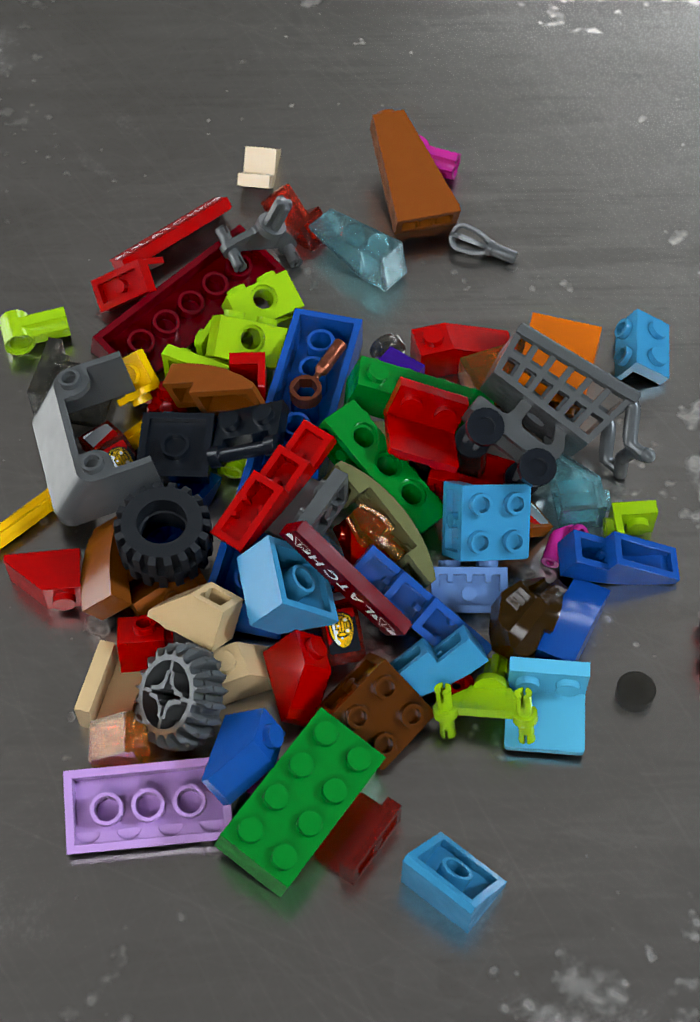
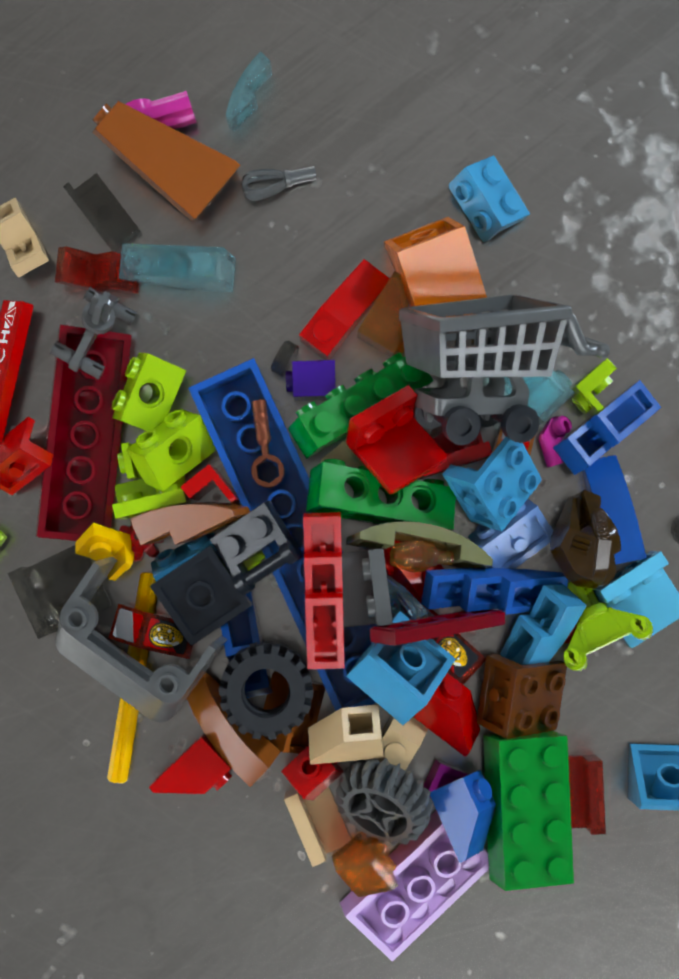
camera: 35 degrees left, 30 degrees up
(335, 186) = (103, 211): none -> clear smoke panel
(510, 176) = (243, 100): none -> clear light blue slope

